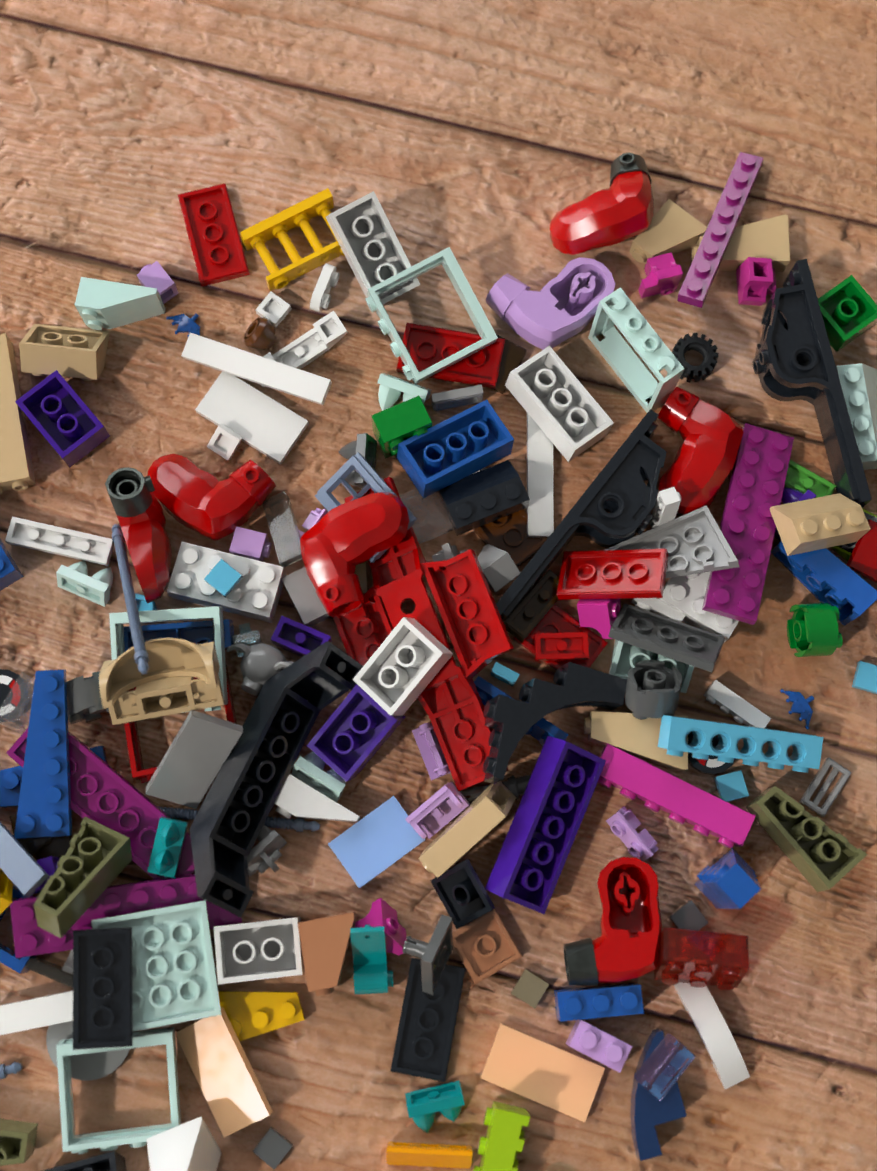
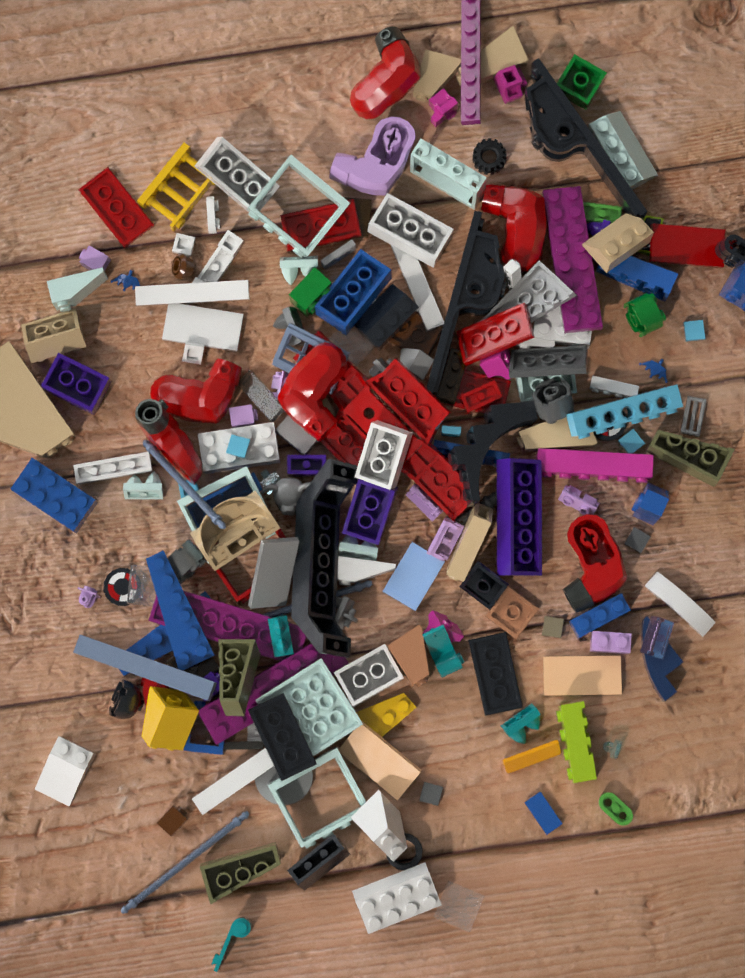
camera: 15 degrees left, 5 degrees up
(432, 954) = (482, 629): dark grey tile -> none
(702, 958) = (653, 560): clear red brick -> none

